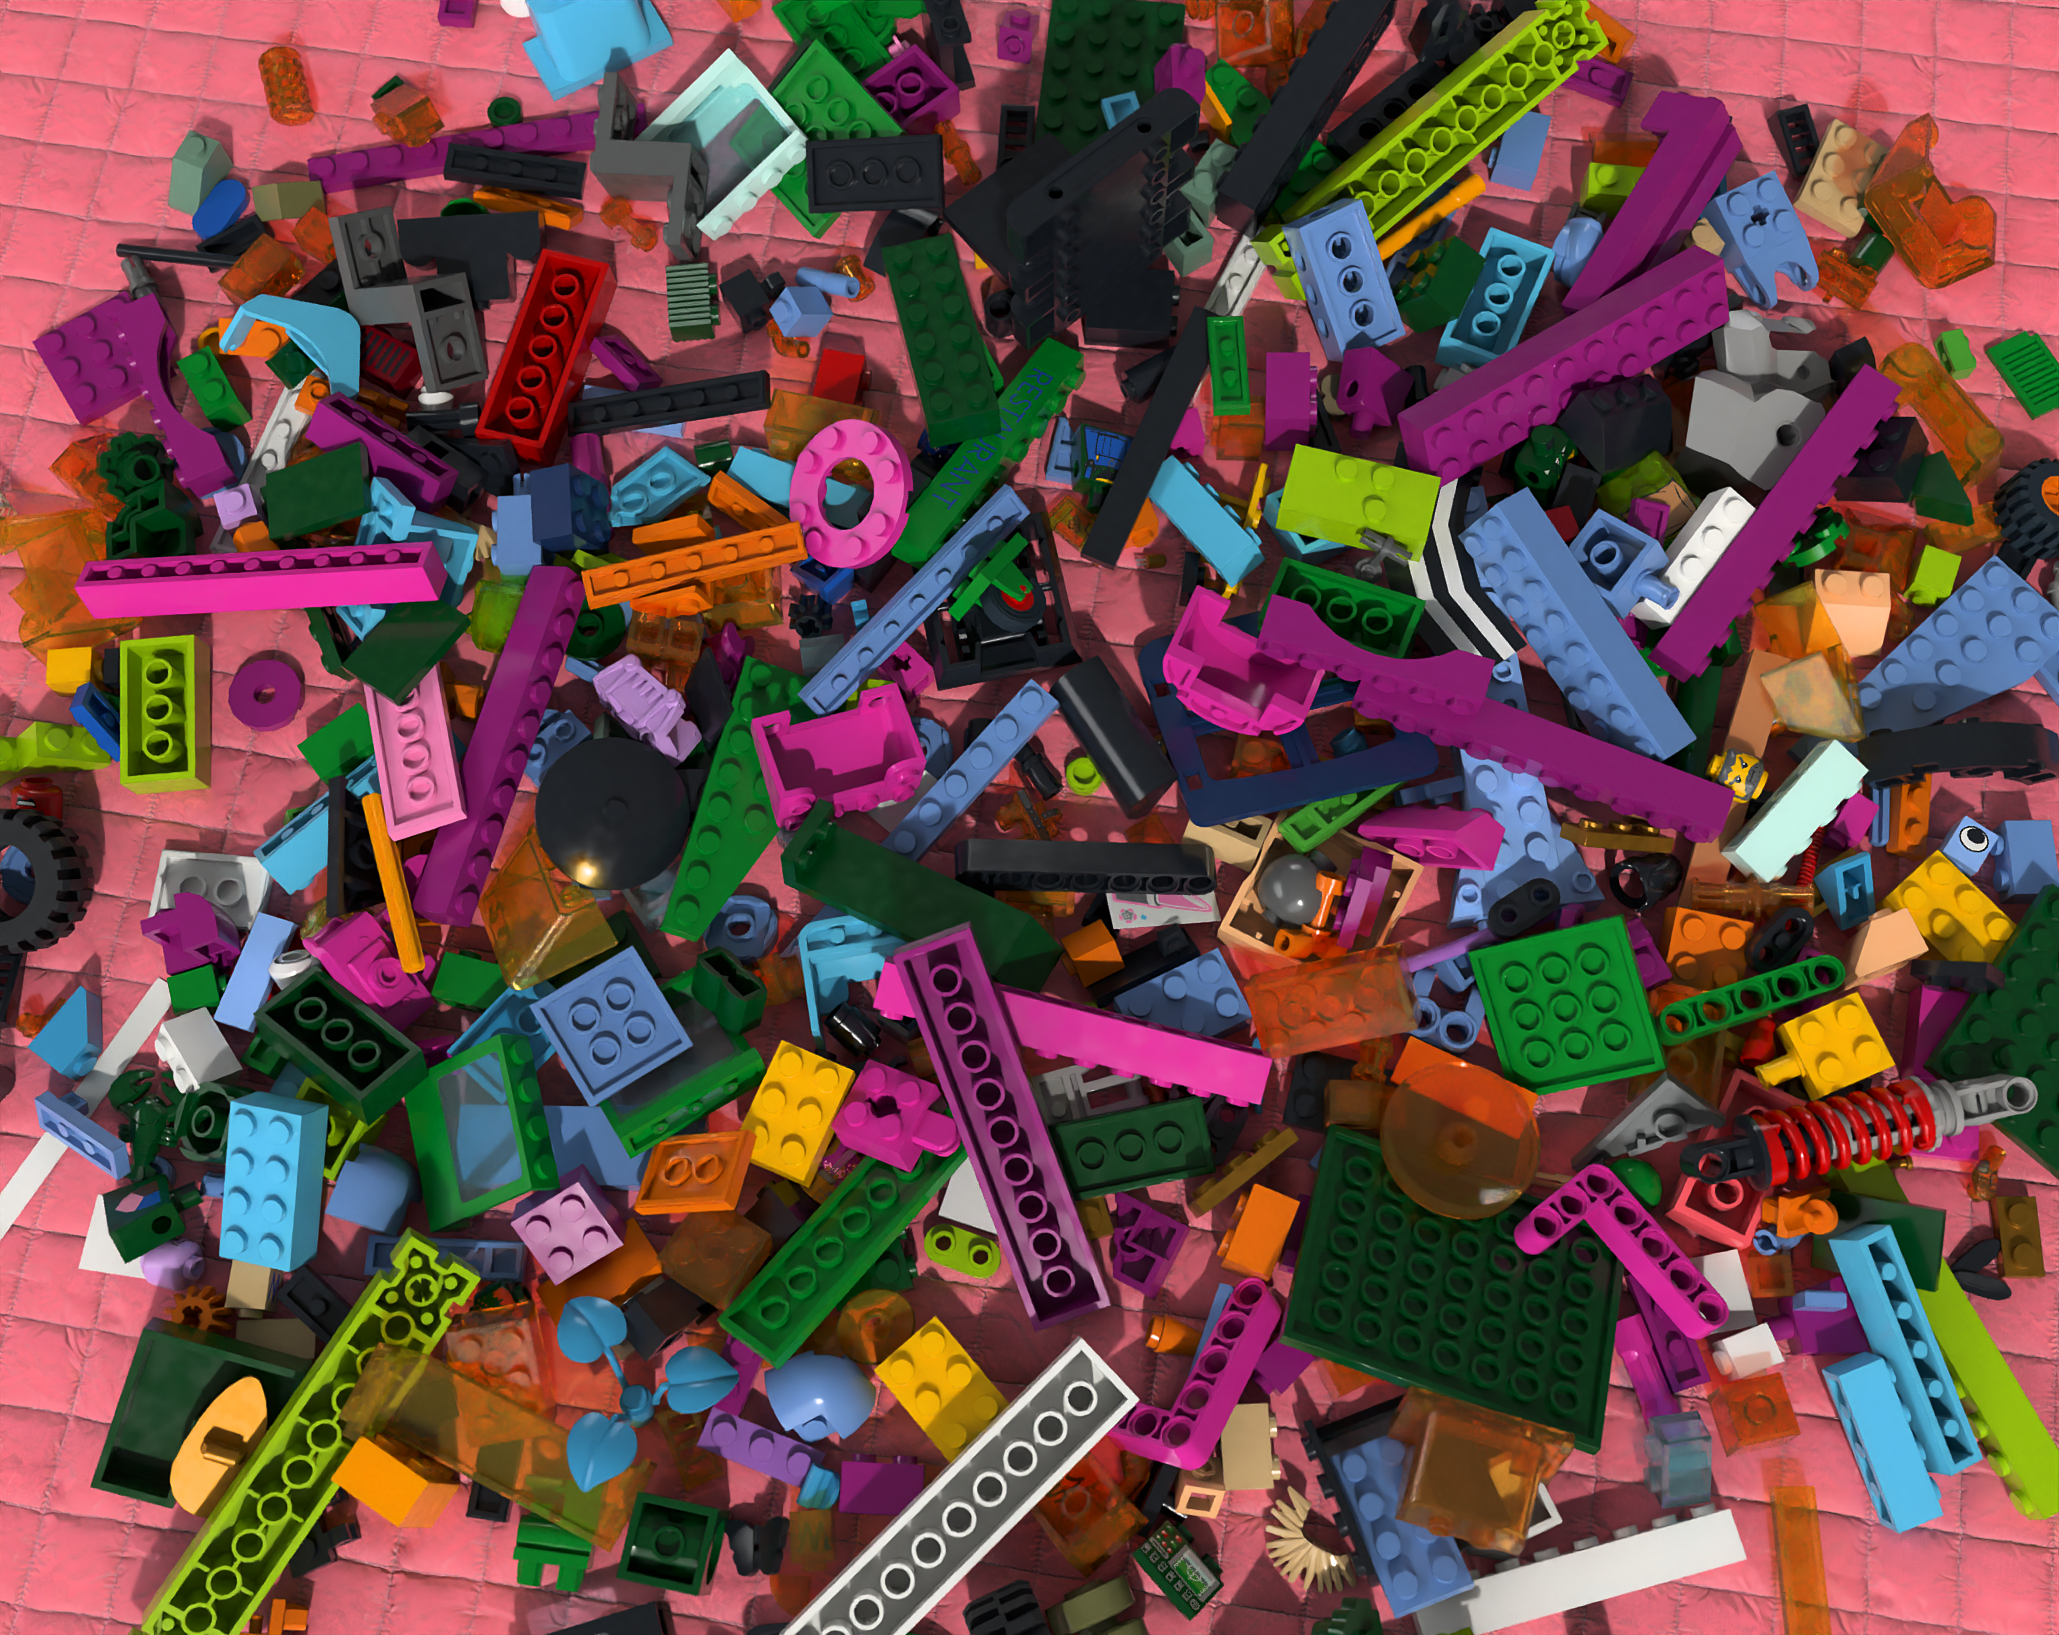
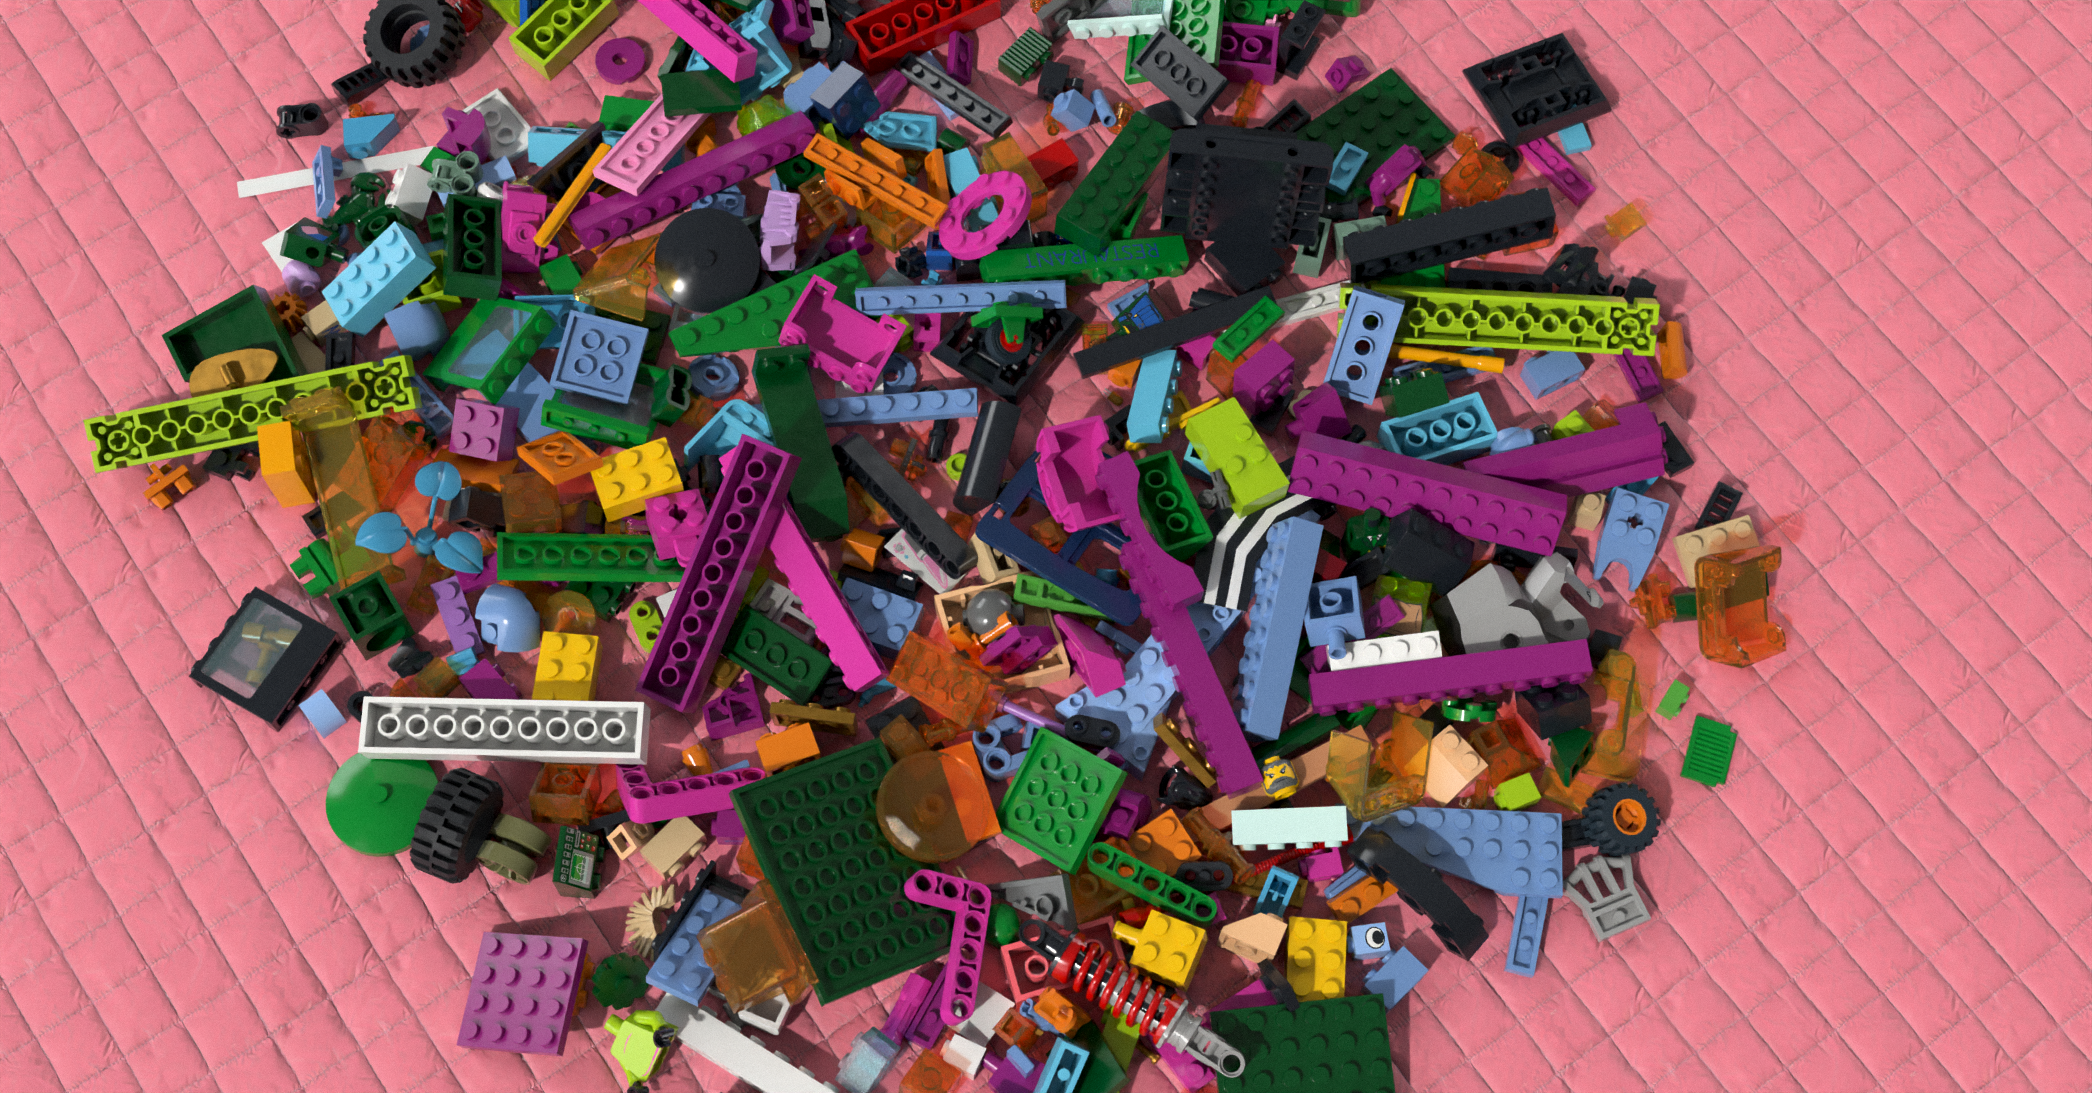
camera: 40 degrees right, 5 degrees down
(231, 990) = (453, 175): none -> sand green piece

